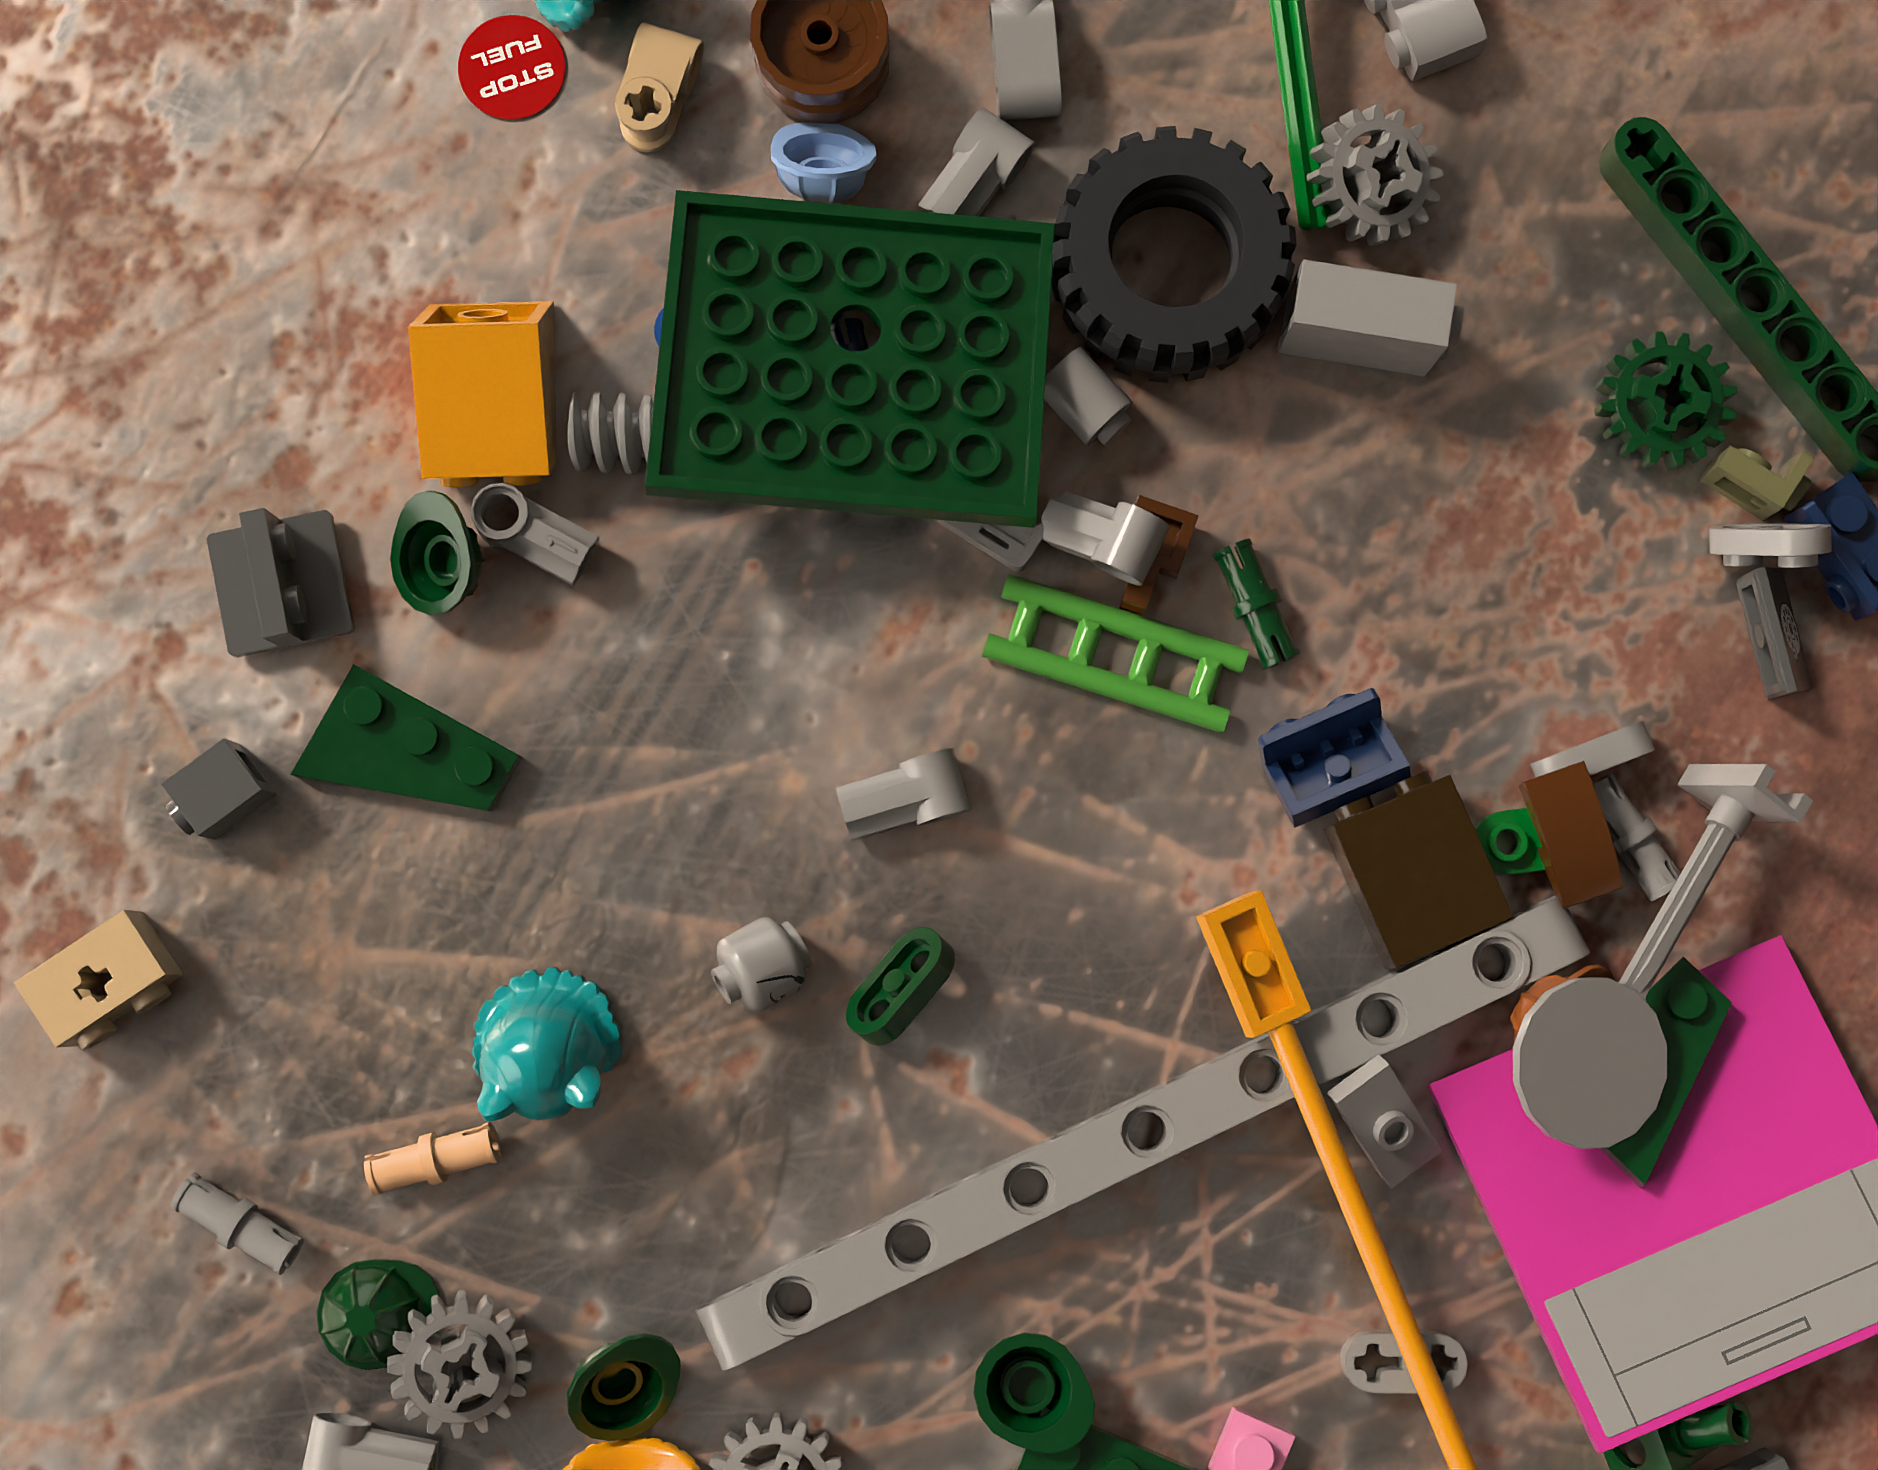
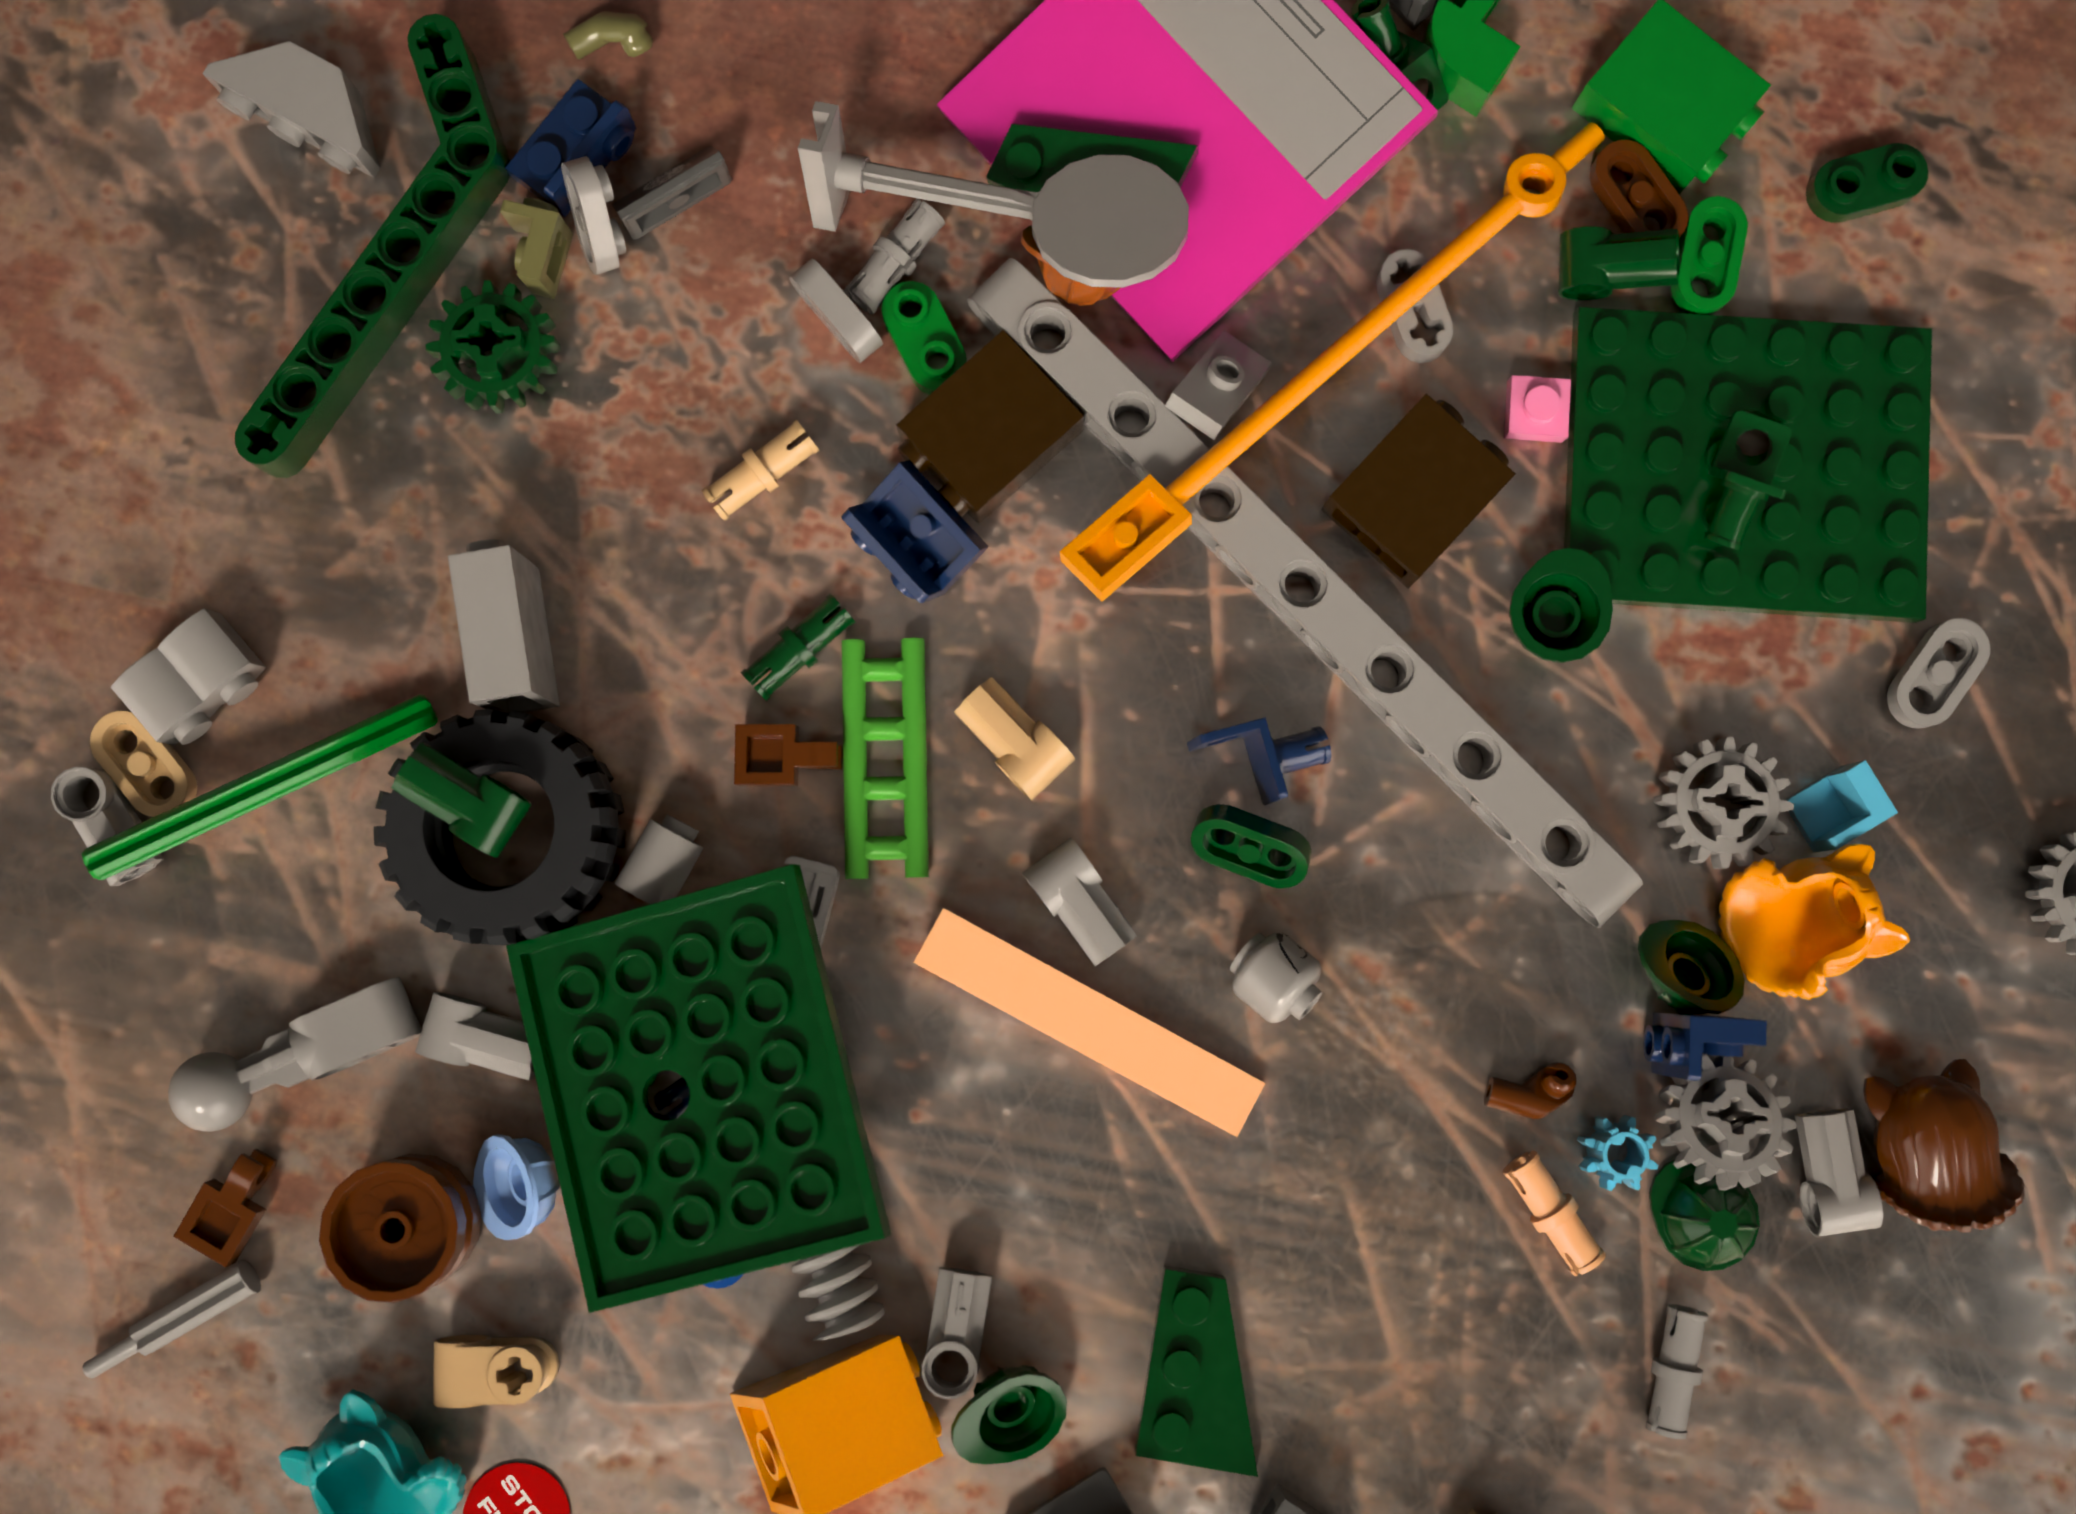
camera: 110 degrees left, 0 degrees up
(486, 1244) = (1637, 1152): none -> medium azure gear
(544, 1046) = (1421, 1148): teal hair -> none
(549, 1378) = (1678, 1040): none -> dark blue bracket
(552, 1185) = (1537, 1095): none -> reddish brown arm
(783, 763) = (1089, 1022): none -> light nougat slope
(982, 1042) = (1270, 756): none -> dark blue bracket
(1077, 792) = (1023, 749): none -> tan piece
(1114, 539) = (784, 789): light grey piece -> none
(1194, 233) = (474, 806): none -> dark green piece
(1207, 1292) = (1419, 489): none -> dark brown brick
(1374, 175) = (369, 672): light grey gear -> none
(1450, 626) = (760, 470): none -> tan pin
(1572, 834) = (913, 301): reddish brown slope -> none

